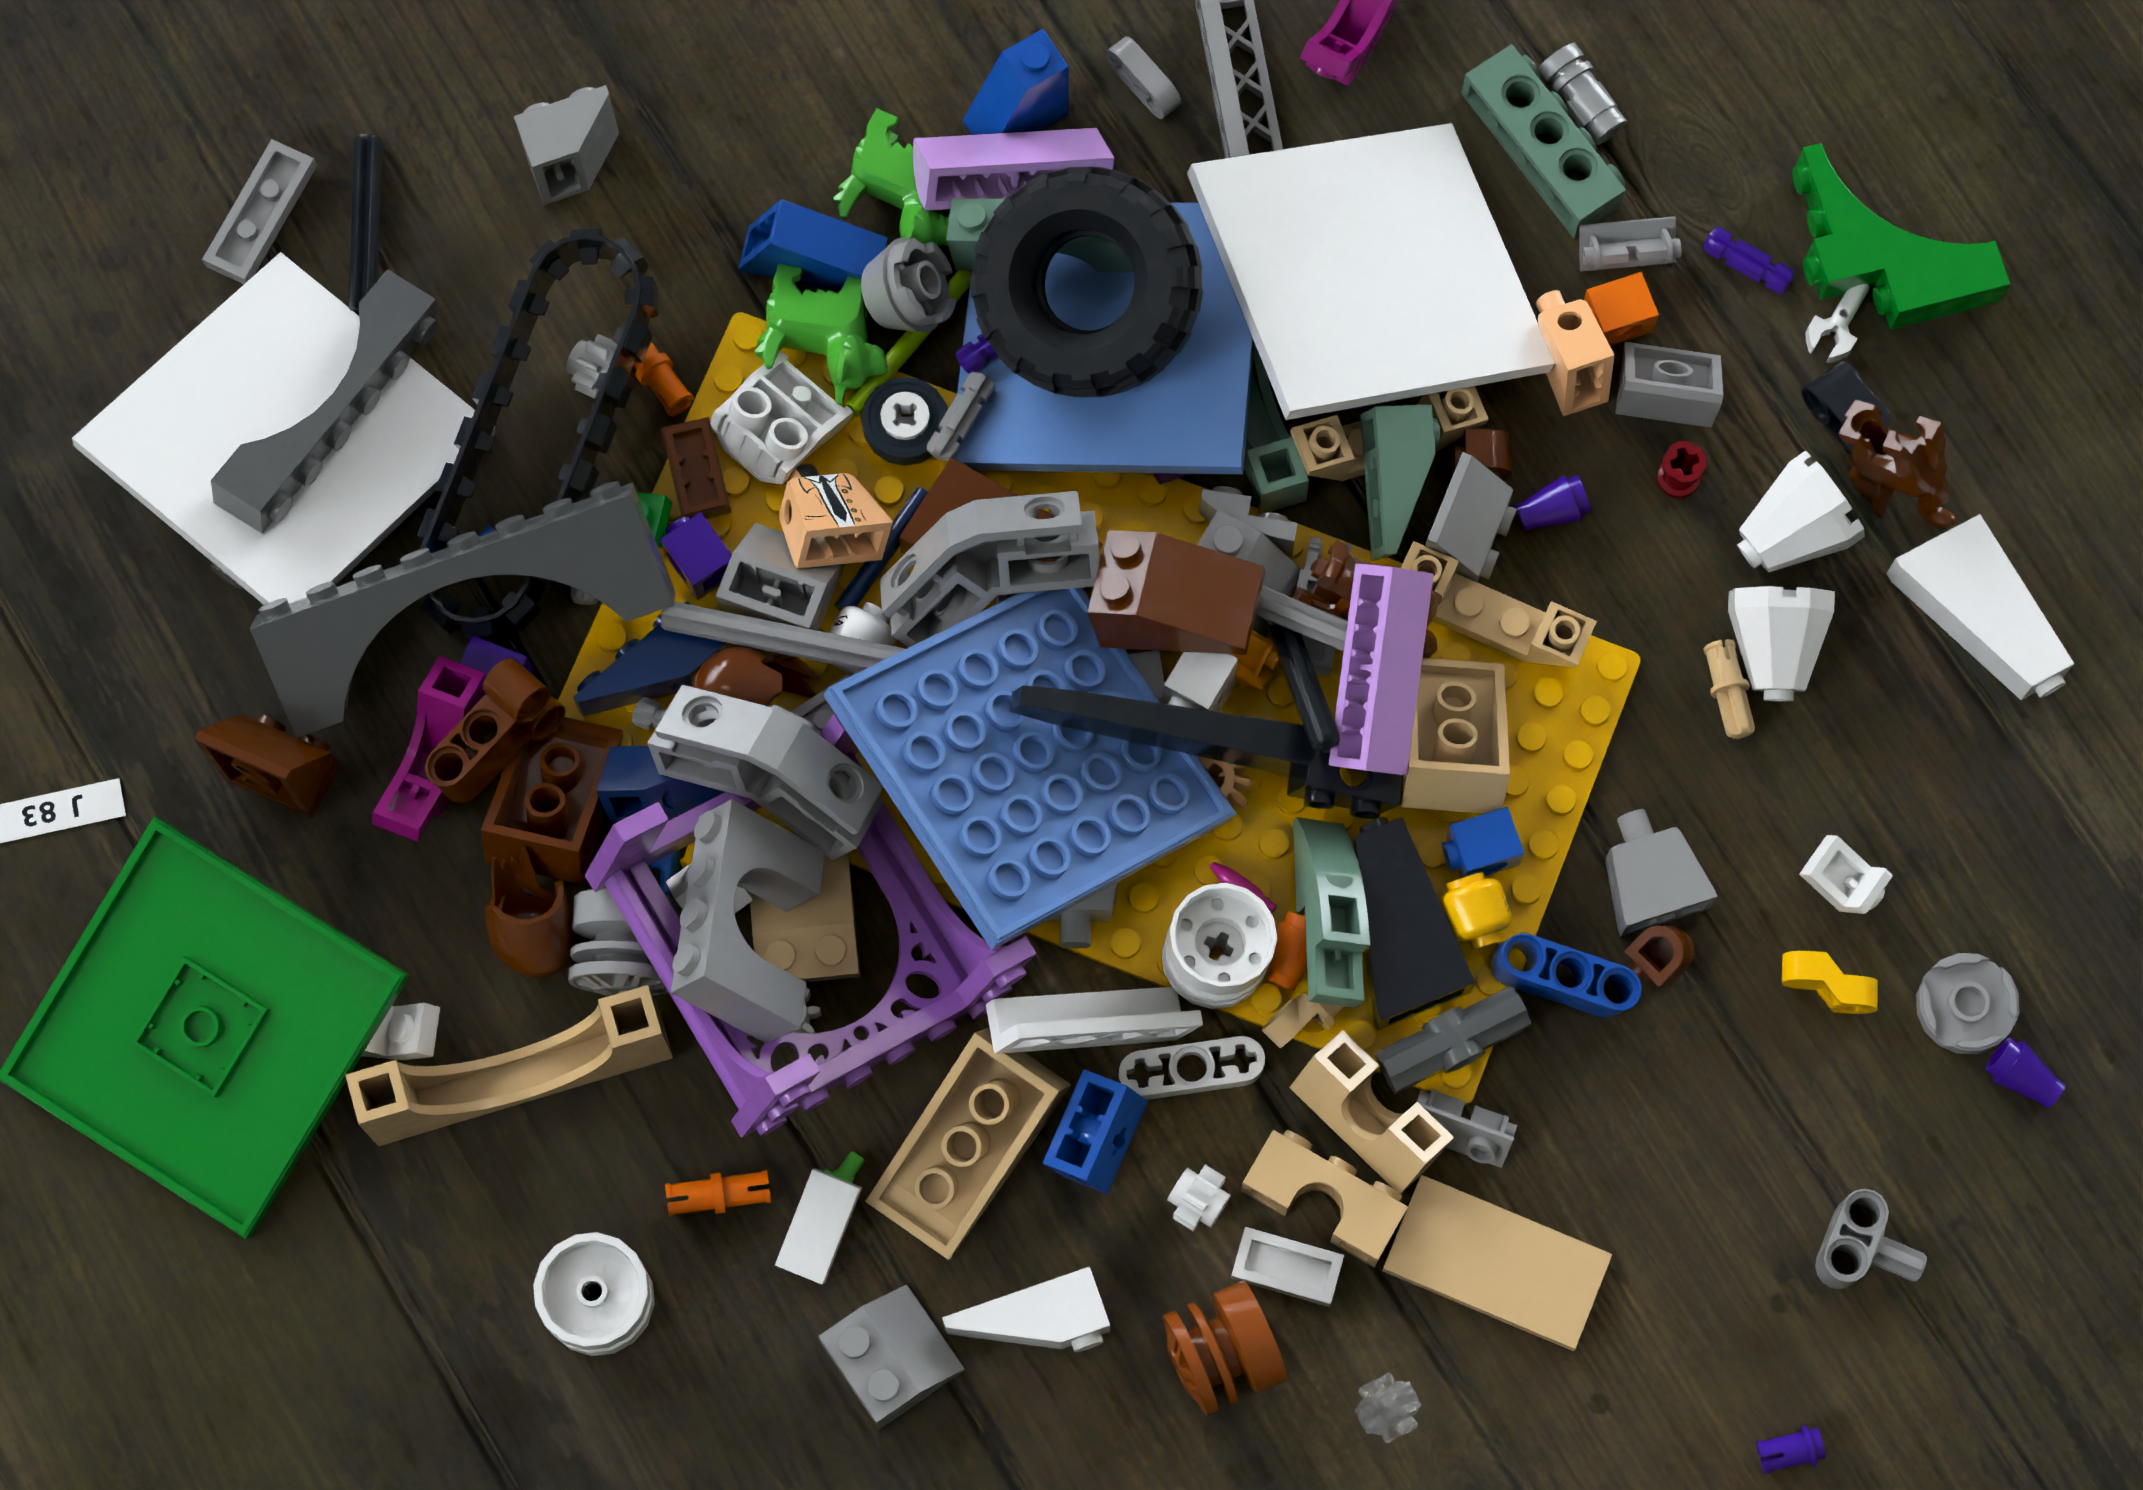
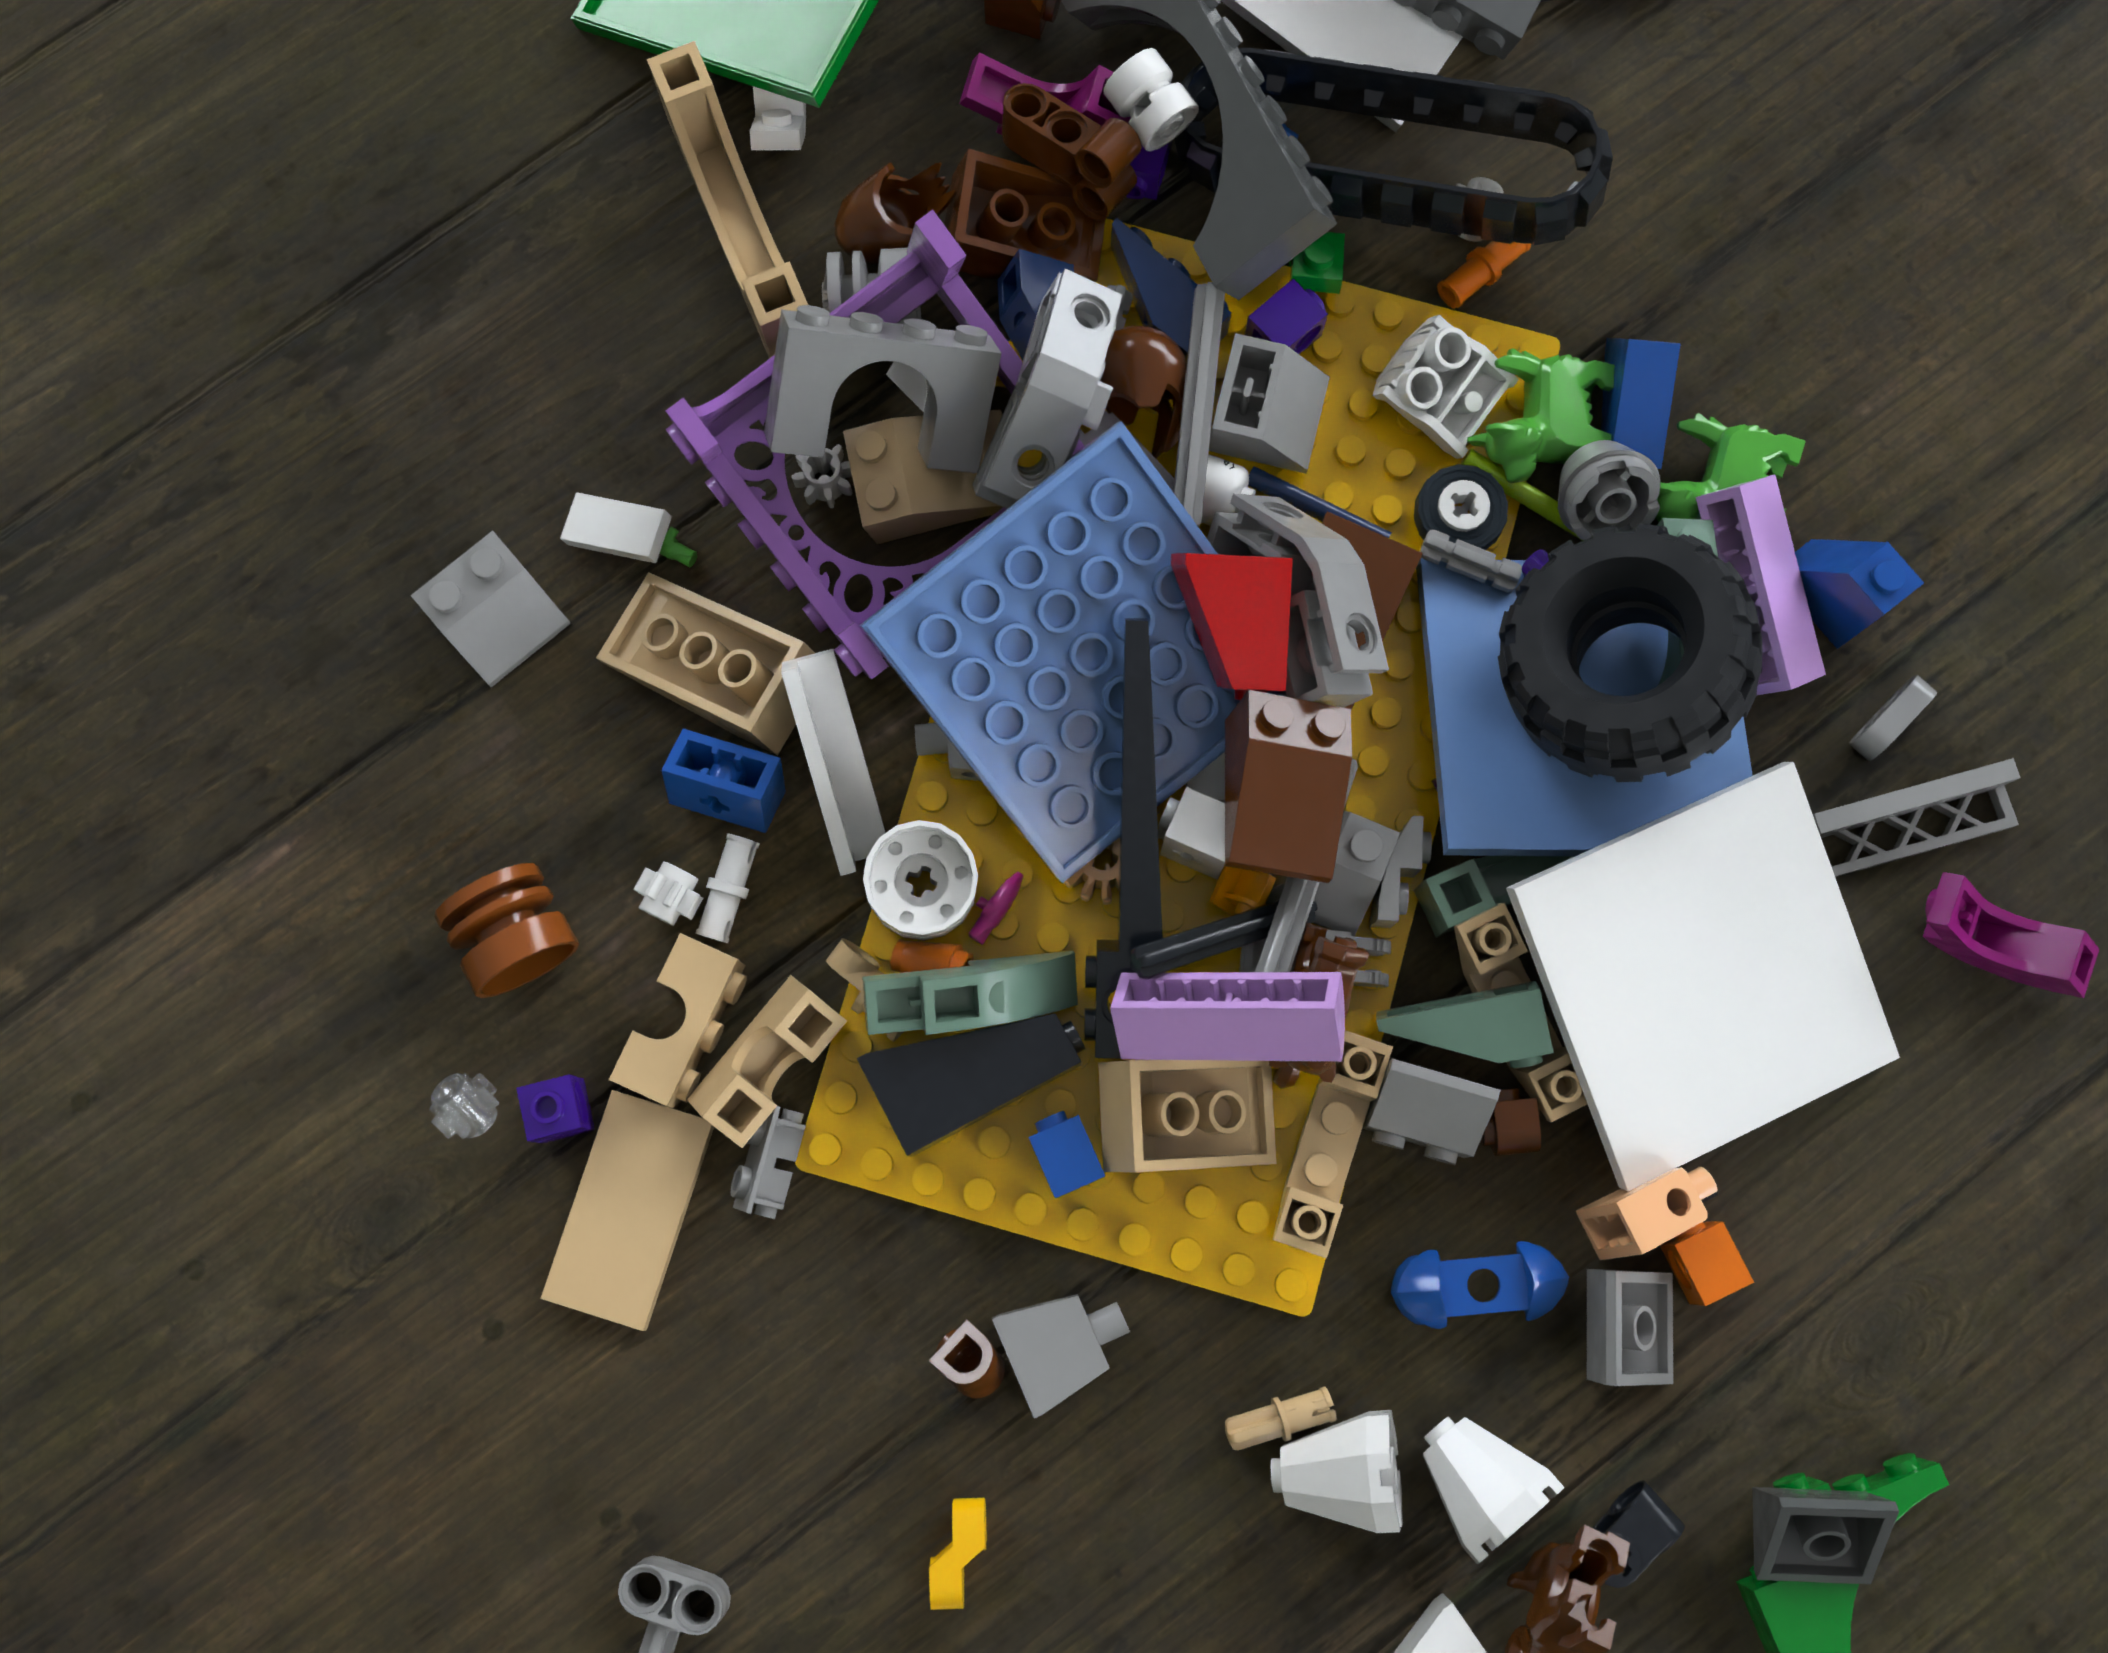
camera: 85 degrees right, 5 degrees up
(452, 648) = (1145, 93): none -> white wheel
(568, 141) = (1713, 142): light grey slope -> none
(613, 1318) = (528, 323): white wheel -> none
(696, 469) = (1378, 313): reddish brown plate -> none
(717, 1193) = (643, 430): orange pin -> none
(831, 520) = (1337, 442): light nougat torso -> none
(1015, 612) = (1239, 616): none -> red slope
(1045, 1315) = (538, 751): white slope -> none
(1197, 1144) = (727, 888): none -> white pin
(1230, 1073) = (785, 842): white beam -> none
(1287, 1266) = (610, 992): white tile -> none
(1399, 1319) = (555, 1109): none -> dark purple brick
(1453, 1039) = (850, 1140): dark grey piece -> none
(1476, 910) = (992, 1152): yellow head -> none
(1544, 165) = (1968, 1122): sand green brick -> none
(1555, 504) = (1468, 1207): dark purple cone -> none
(1584, 96) = (1957, 1206): light grey axle -> none
(1588, 973) = (927, 1282): blue beam -> none
(1626, 544) = (1437, 1289): none -> blue piece
(1628, 244) = (1788, 1268): light grey hinge -> none
(1672, 480) = (1543, 1354): dark red bush -> none
(1748, 260) = (1792, 1409): dark purple axle -> none
(1792, 1449) = (447, 1540): dark purple pin -> none
(1838, 323) = (1732, 1519): white bar -> none
(1845, 877) = (1077, 1565): white bracket -> none
(1856, 250) = (1819, 1534): none -> dark grey slope

